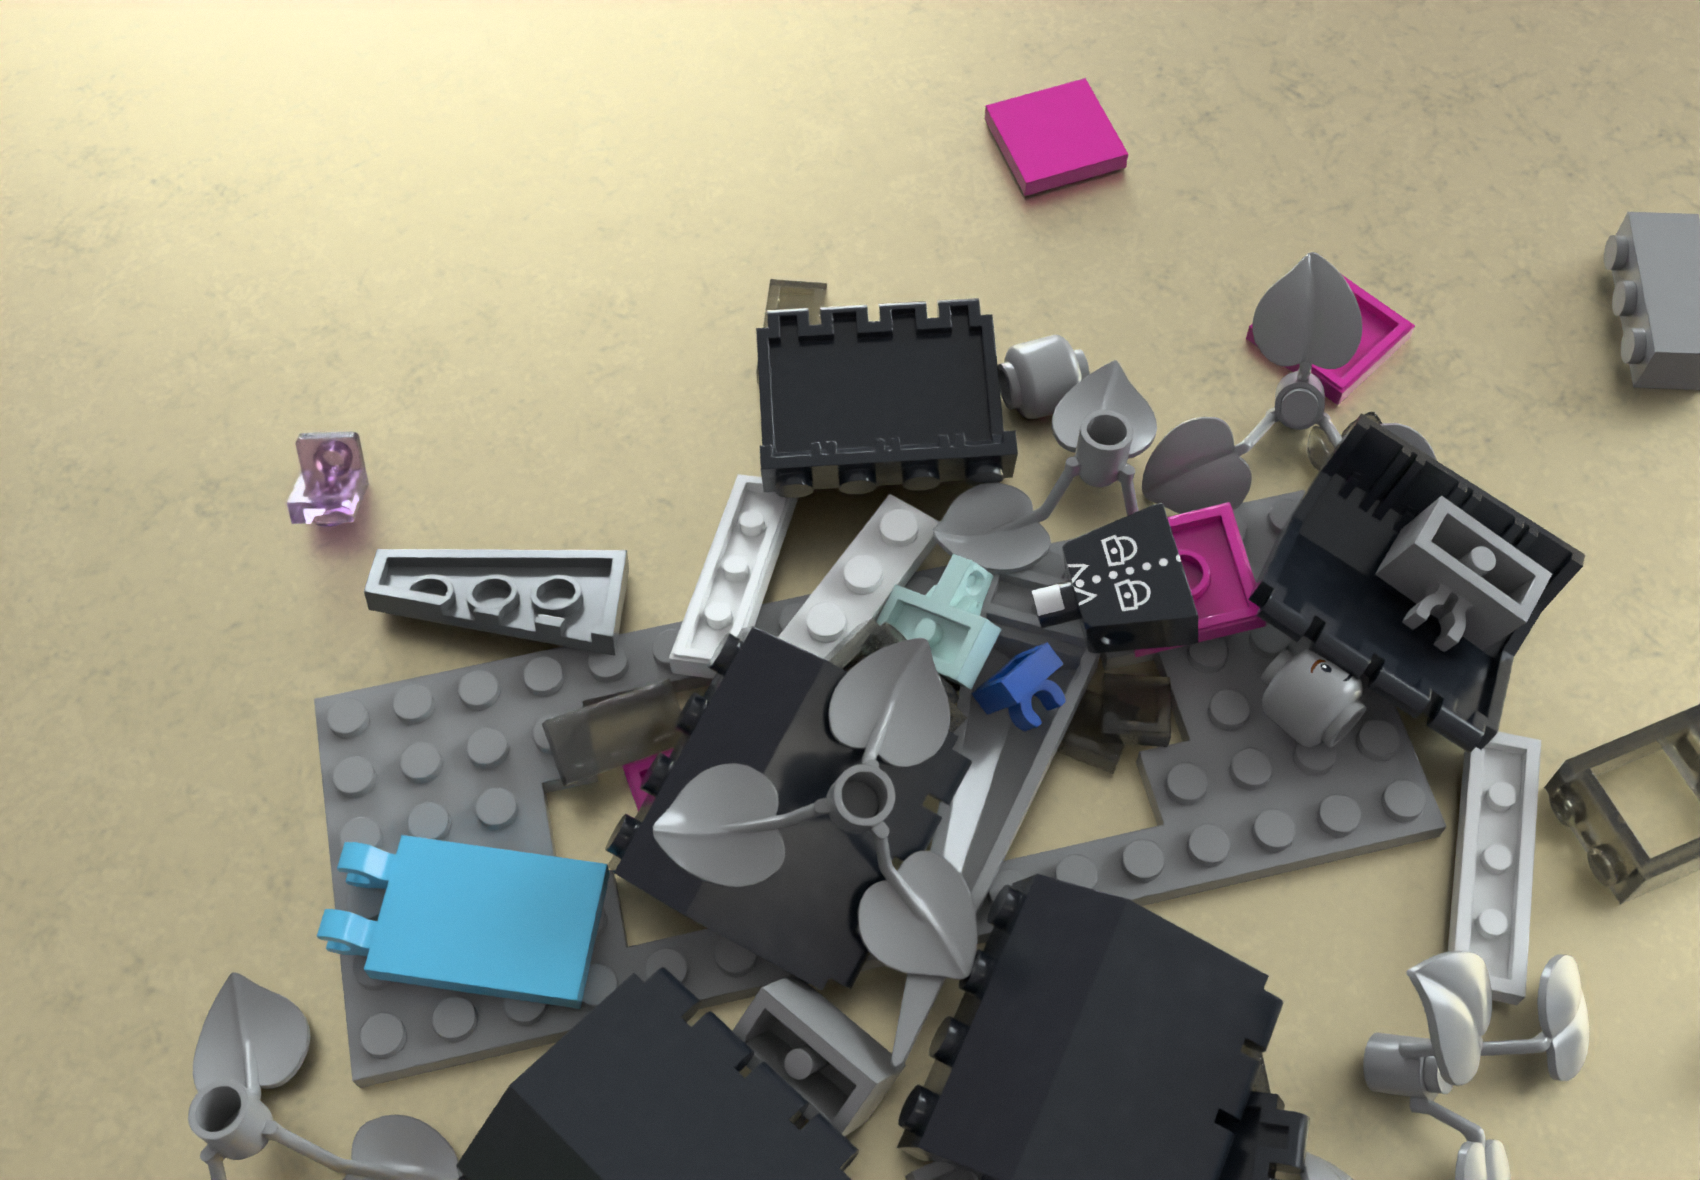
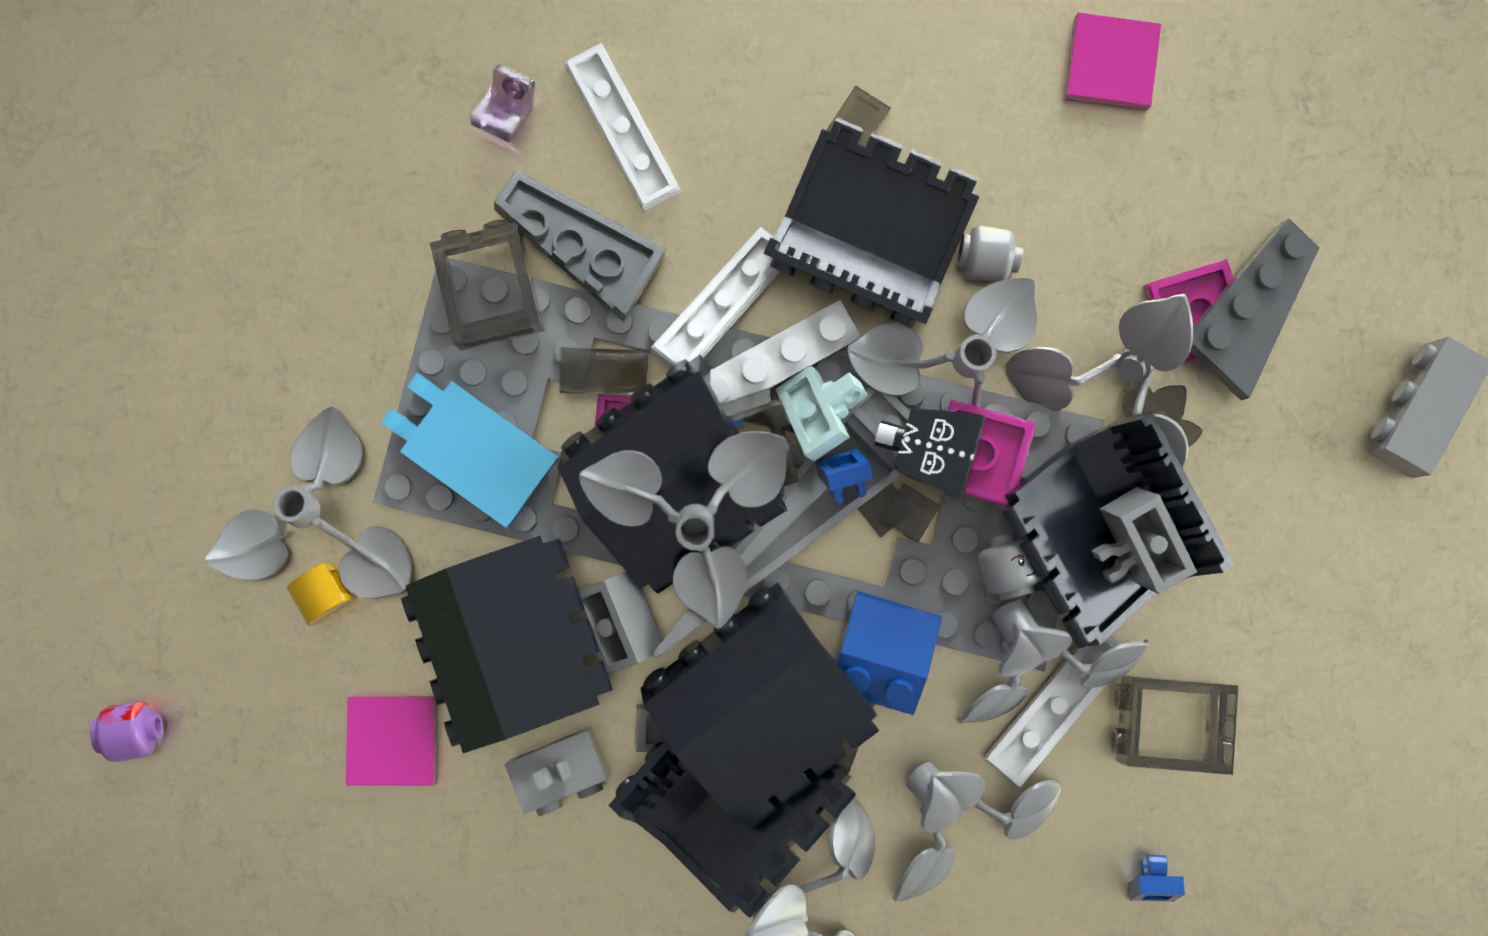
camera: 25 degrees right, 25 degrees up
(436, 735) = (499, 327): none -> clear smoke window
(500, 449) = (622, 127): none -> white tile
(1229, 888) = (888, 651): none -> blue slope
(1397, 294) = (1248, 315): none -> dark grey wing
(1429, 731) = (1032, 644): none -> light grey plant

